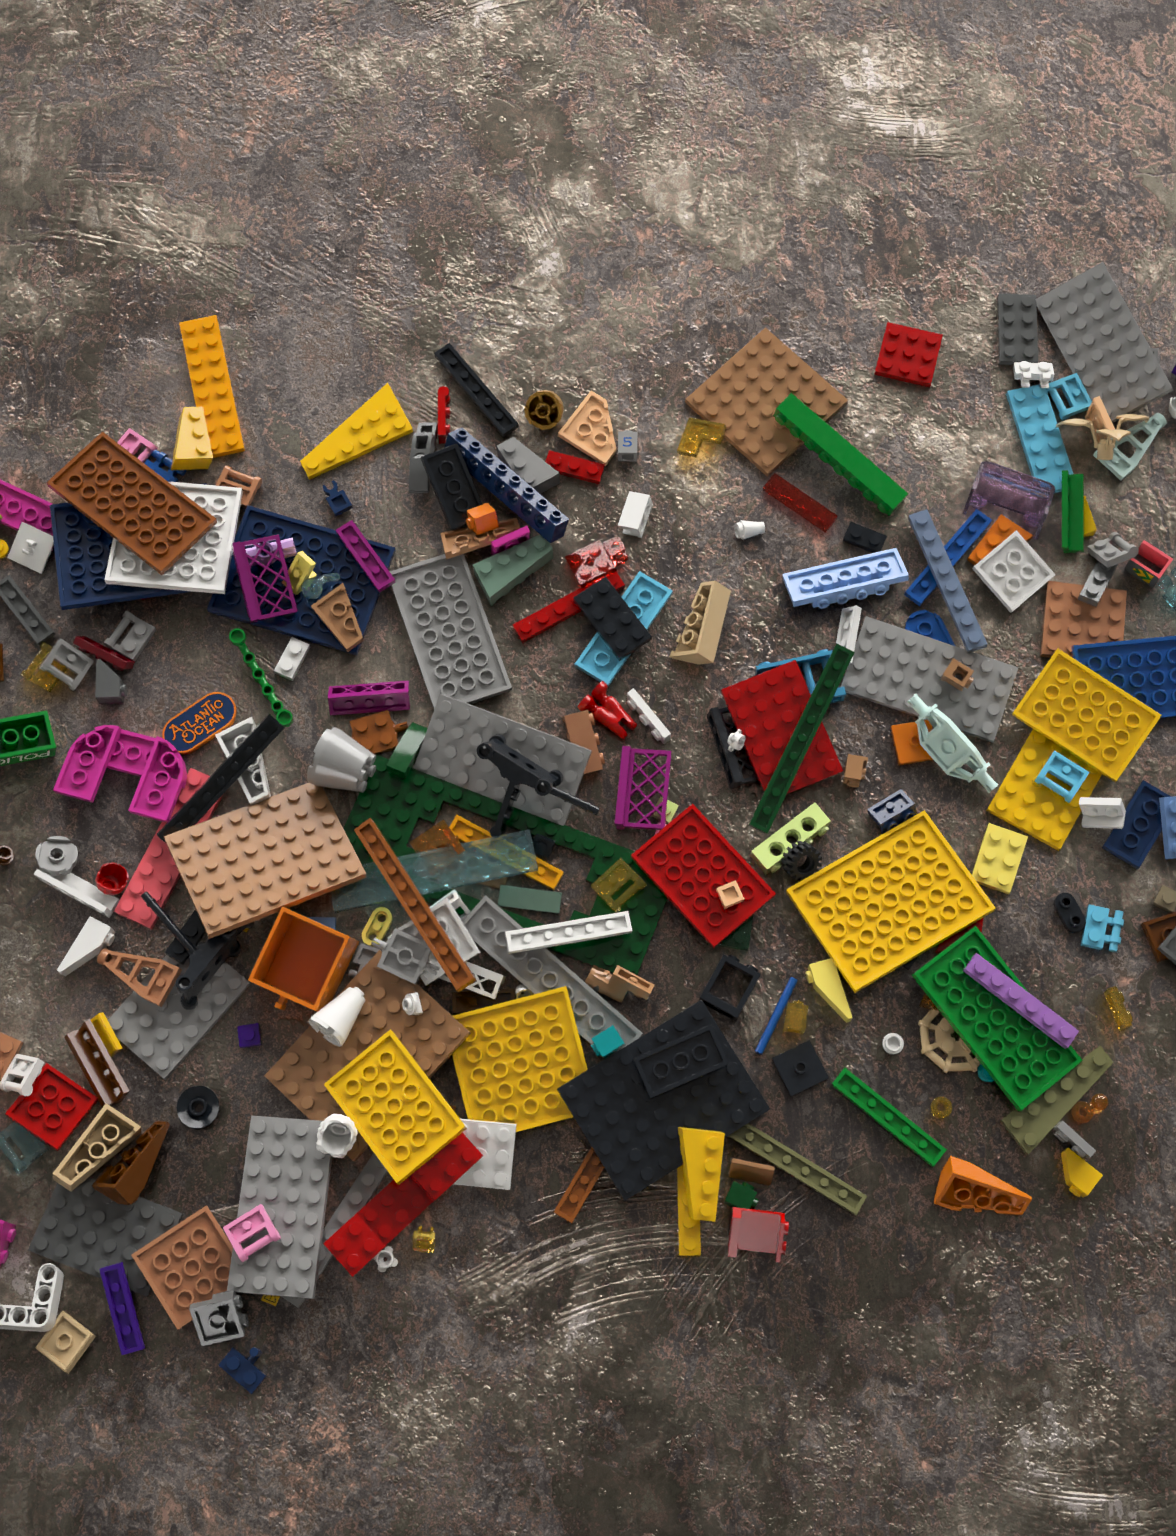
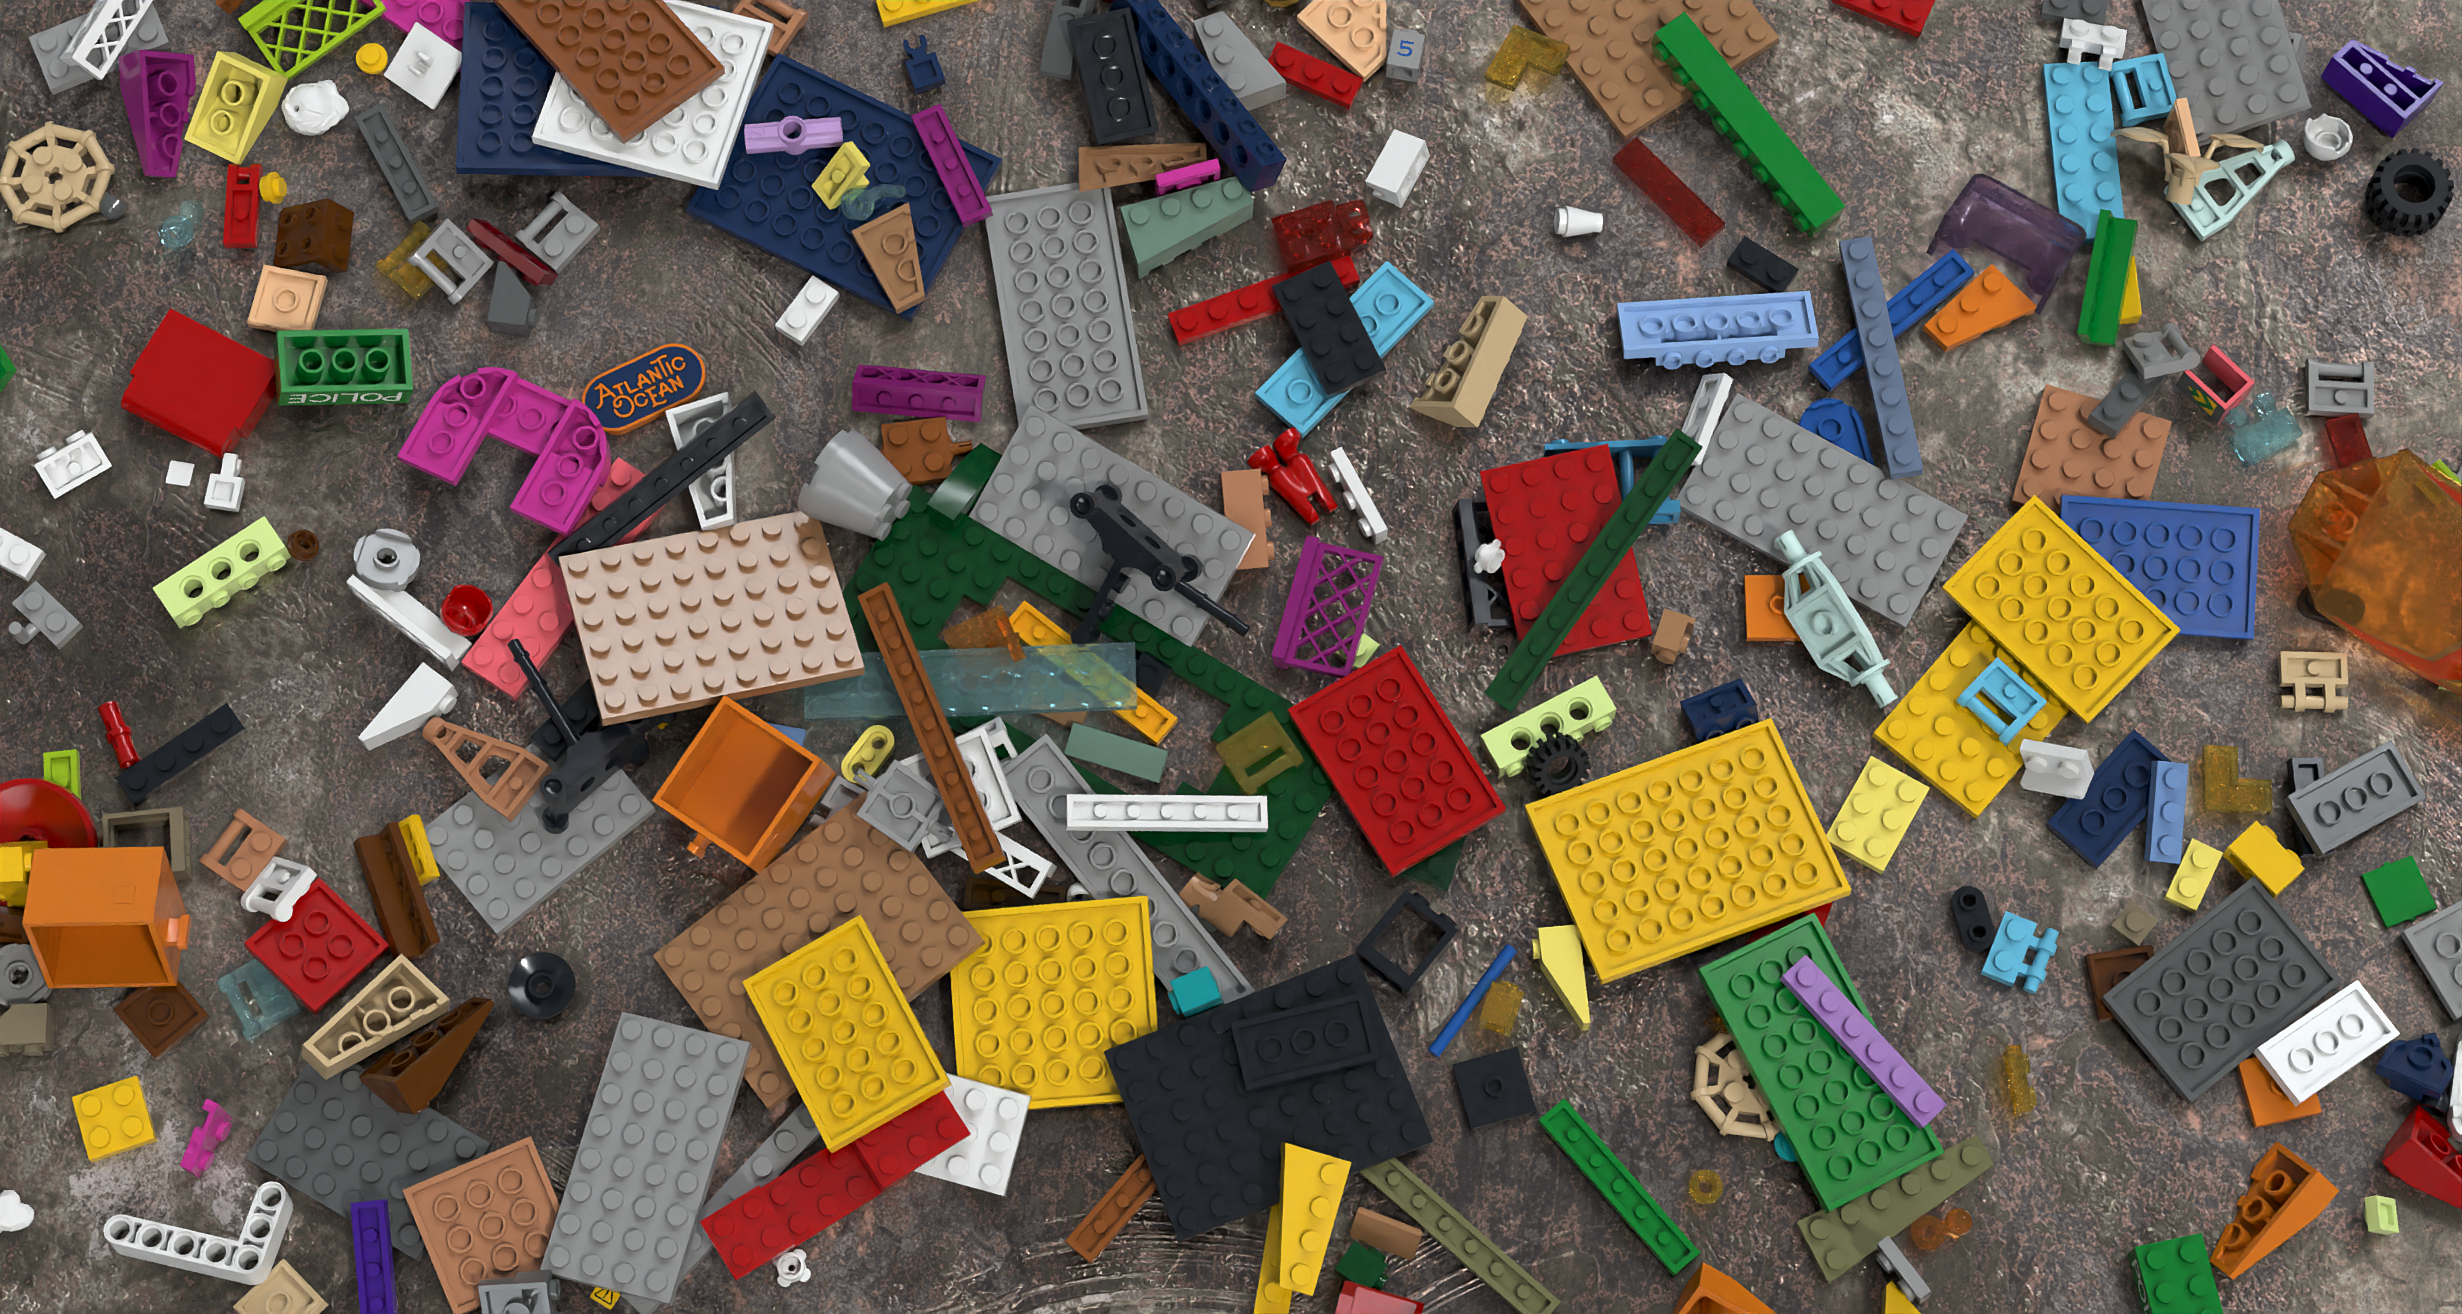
camera: 10 degrees right, 0 degrees up
(238, 639) = (778, 400): green bar -> none
(246, 580) = (756, 174): magenta fence -> none
(248, 1226) = (587, 1178): bright pink plate -> none
(249, 1035) = (639, 890): dark purple plate -> none
(336, 1135) = (748, 1062): white hair -> none
(338, 1016) = (783, 881): white cone -> none
(412, 1004) = (901, 882): white plate -> none
(424, 1241) = (856, 1249): clear yellow tile -> none
(482, 519) = (1148, 136): orange brick -> none
(730, 894) = (1432, 797): light nougat plate -> none
(893, 1043) = (1648, 1075): white plate -> none
(957, 668) = (1865, 501): medium nougat brick -> none
(1013, 571) = (1992, 360): white plate -> none

